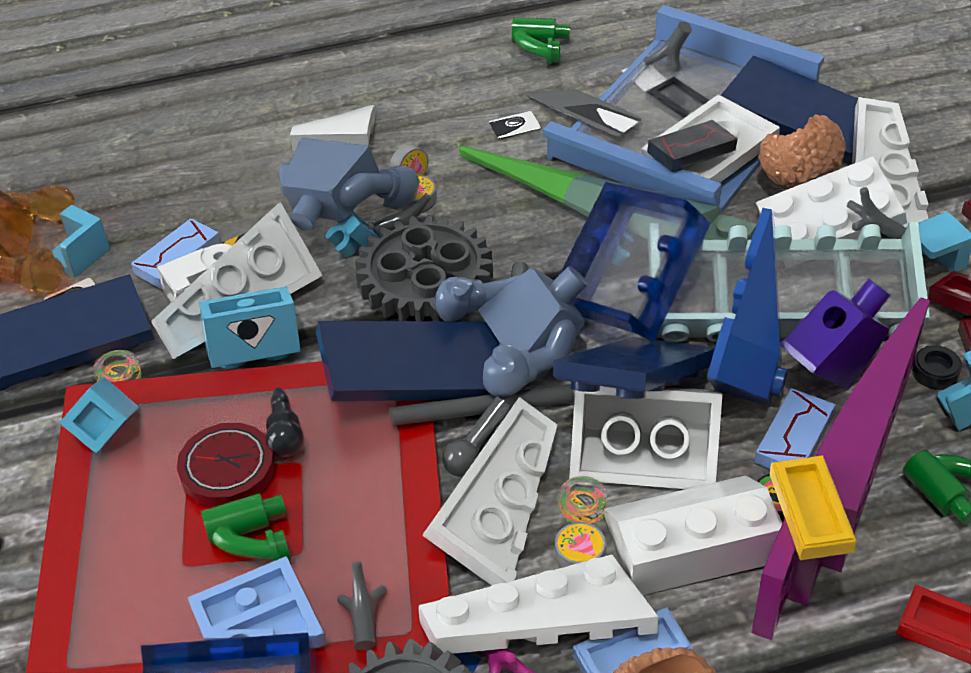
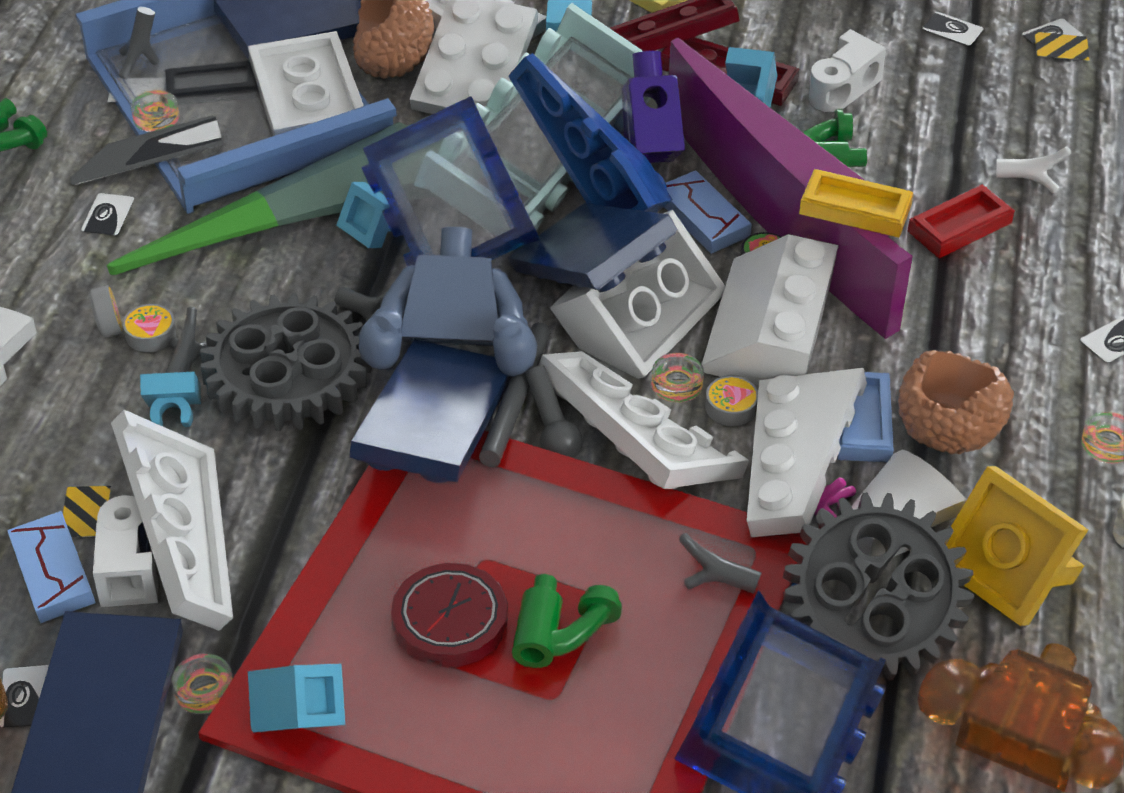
camera: 65 degrees left, 0 degrees up
(249, 327) = (264, 525): medium azure brick -> none
(257, 605) = (673, 644): light blue wing -> none
(283, 429) = (452, 547): black bar -> none
(335, 177) = (110, 364): sand blue torso -> none
(622, 91) = (154, 110): none -> clear tile
(692, 145) = (319, 90): black tile -> none
(872, 215) = (527, 28): dark grey bar -> none

